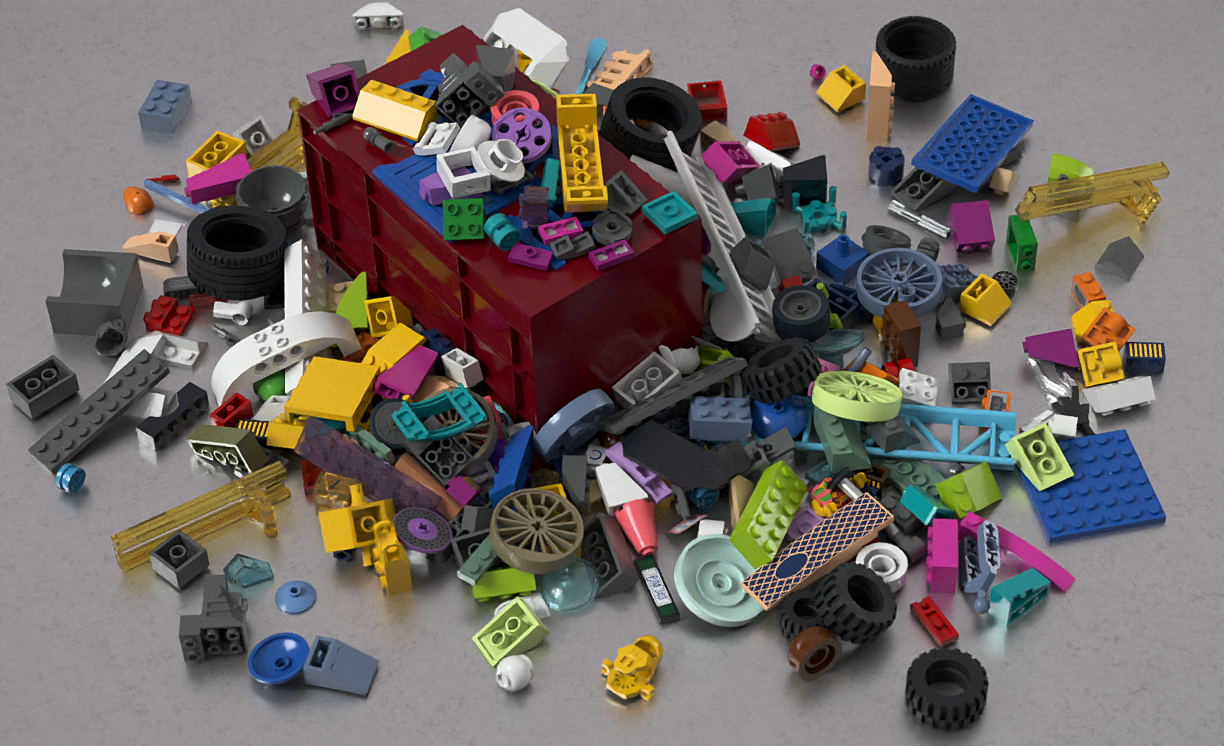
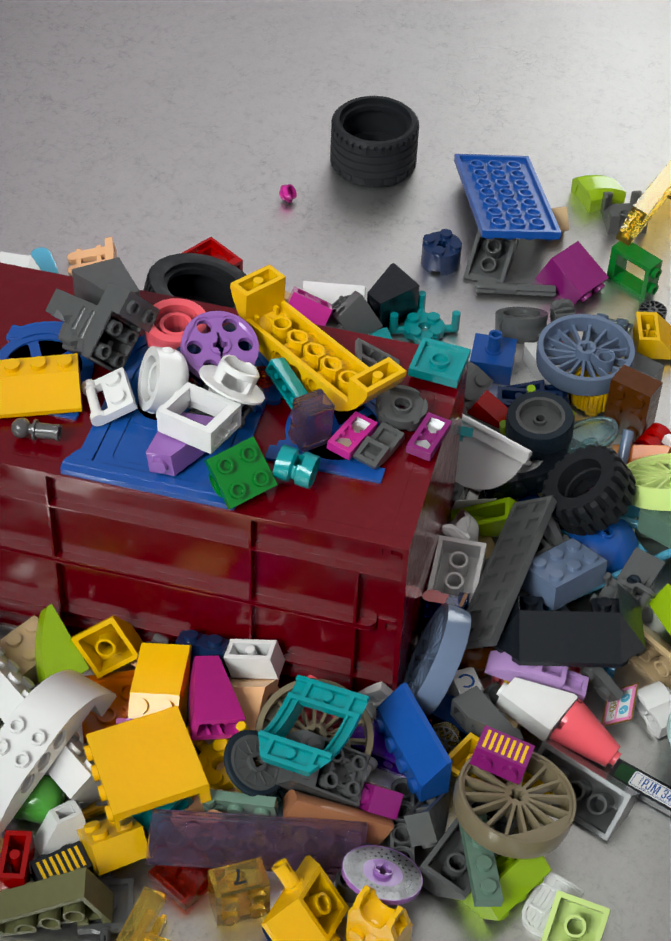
camera: 40 degrees left, 0 degrees up
(530, 256) = (345, 480): magenta plate -> none
(545, 496) = (502, 754): none -> magenta brick
(569, 591) = (586, 853): clear light blue dish -> none
(619, 398) = (433, 599): none -> leg
(772, 131) = (311, 264): red slope -> none
(842, 89) = (329, 198): yellow slope -> none
(879, 100) = (387, 188): light nougat slope -> none

